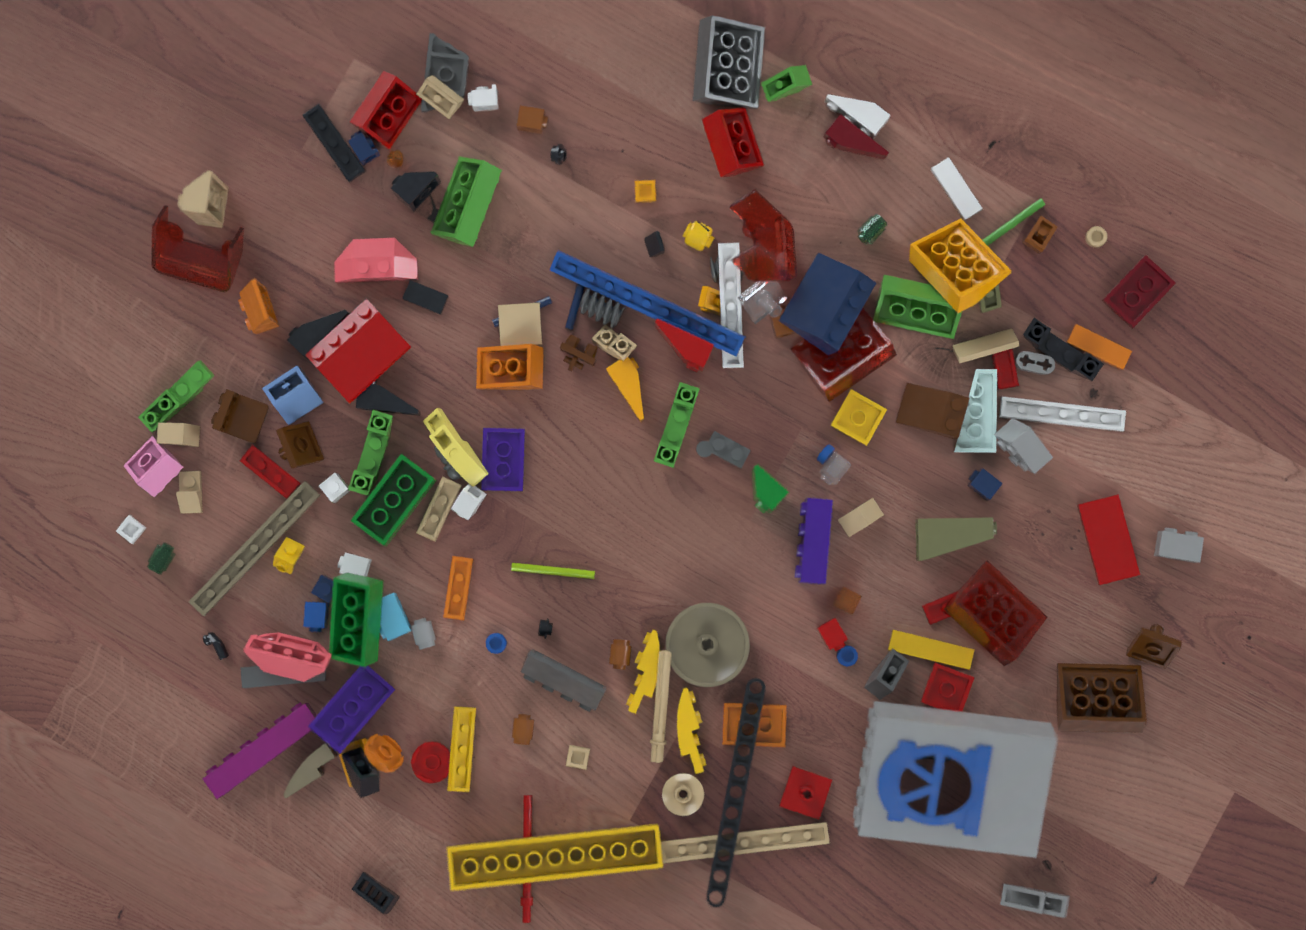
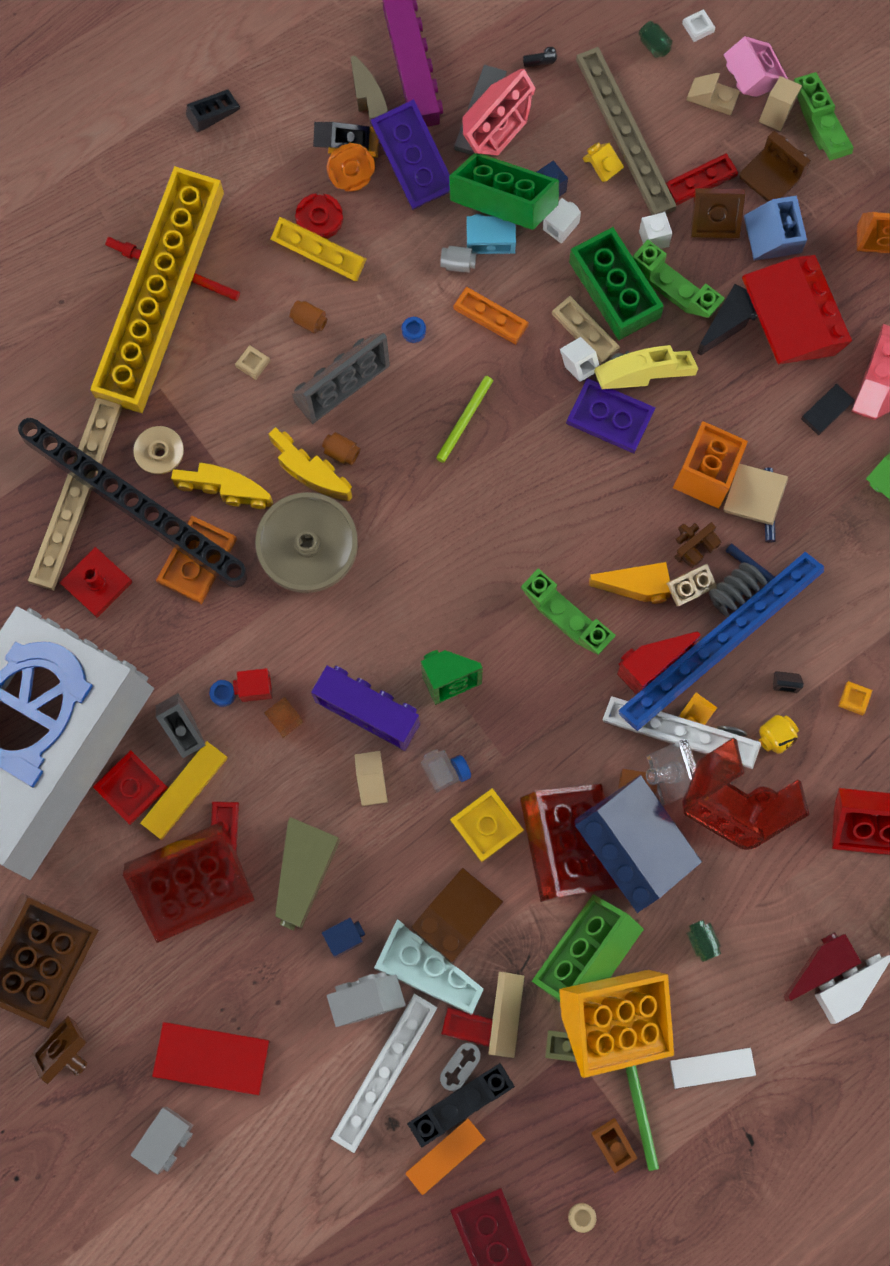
camera: 115 degrees right, 10 degrees down
(313, 332) = (836, 269): black slope -> none
(316, 616) = (527, 157): blue brick -> none
(545, 628) = (406, 383): black plate -> none
(660, 711) = (229, 449): tan axle -> none
(724, 449) = (518, 658): dark grey hinge -> none

